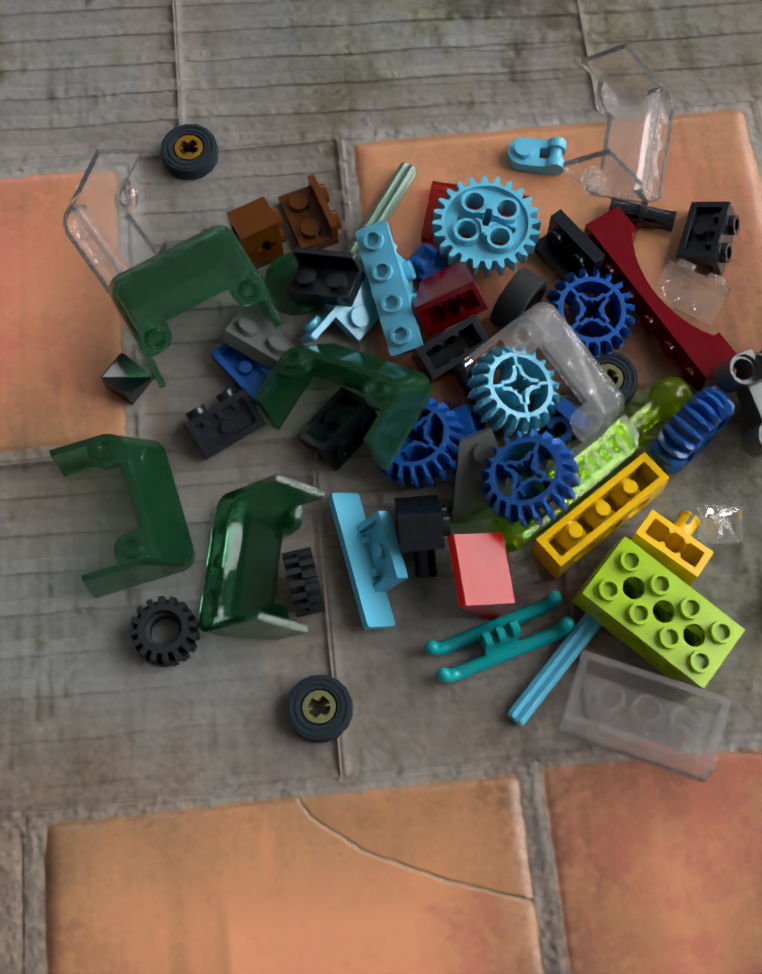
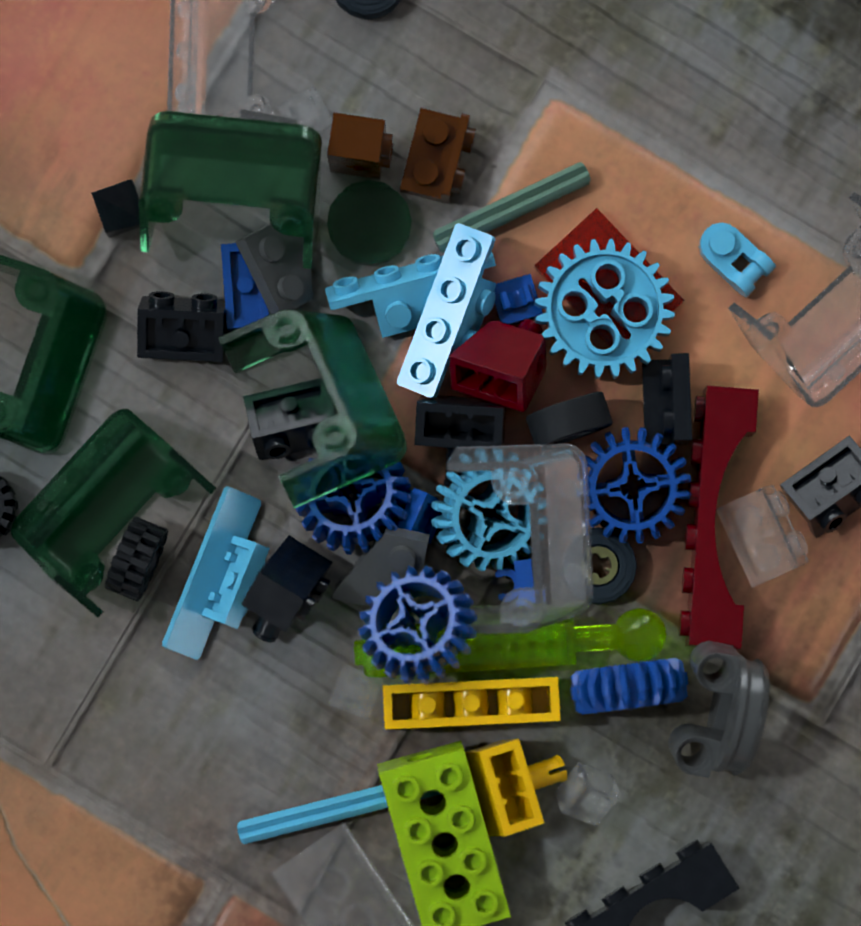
camera: 35 degrees right, 15 degrees up
(319, 728) = (77, 667): black bush -> none
(326, 277) = (392, 251): black bracket -> none
(481, 573) = (304, 677): slope -> none
(500, 639) = (282, 747): teal piece -> none
(645, 215) = (786, 409): black pin -> none

